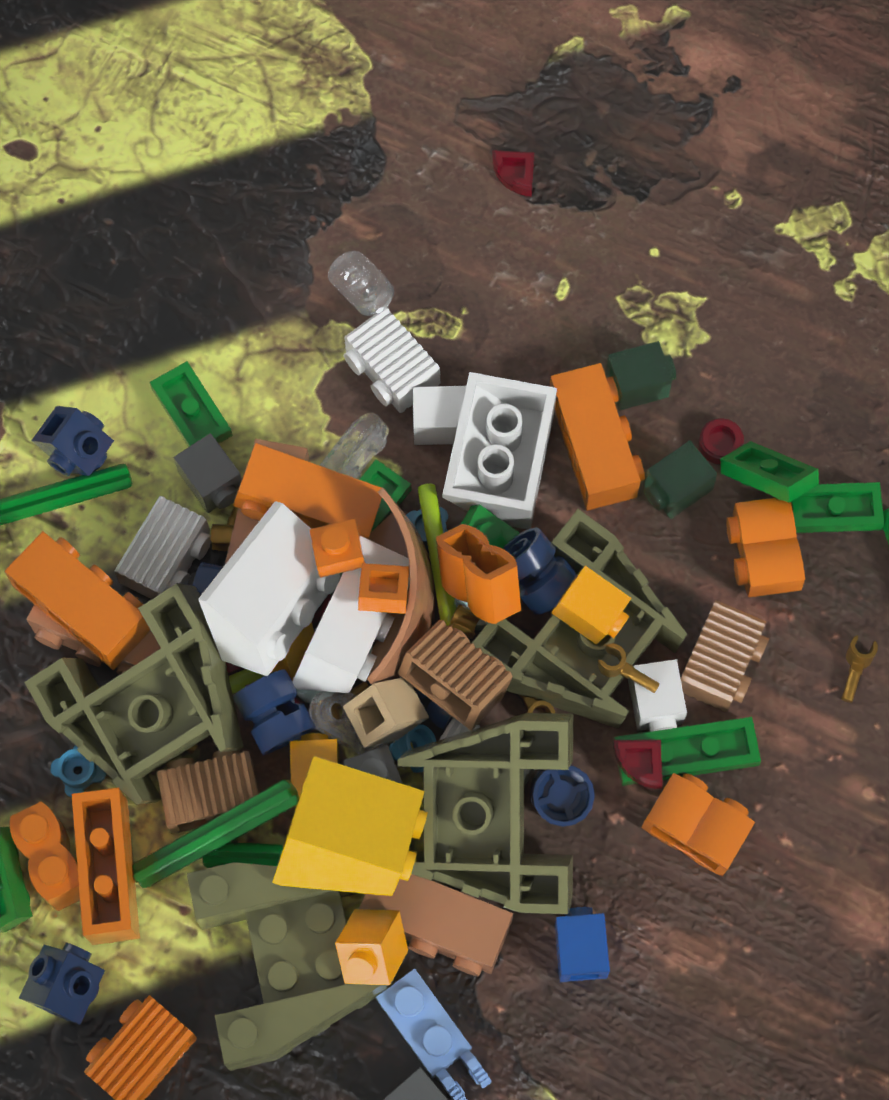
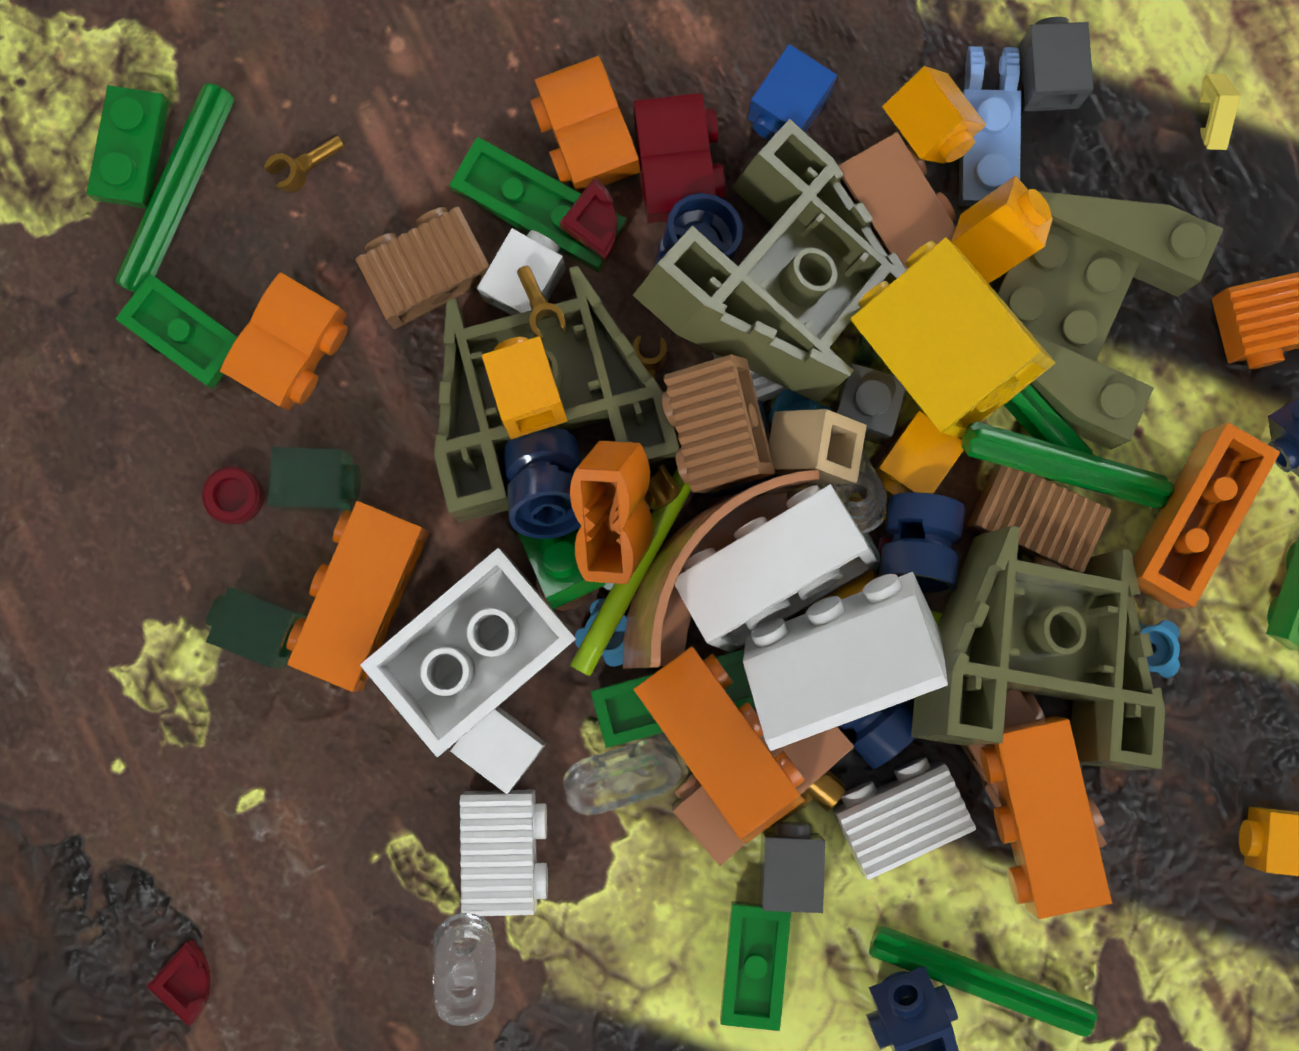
camera: 140 degrees left, 15 degrees up
(47, 848) = (1246, 586): orange brick -> none
(337, 548) = (745, 643): orange plate -> none
(383, 588) = (733, 554): orange plate -> none
(475, 1002) = (934, 116): none -> light orange brick
(623, 847) = (675, 151): none -> dark red brick
(769, 471) = (216, 411): green plate -> none

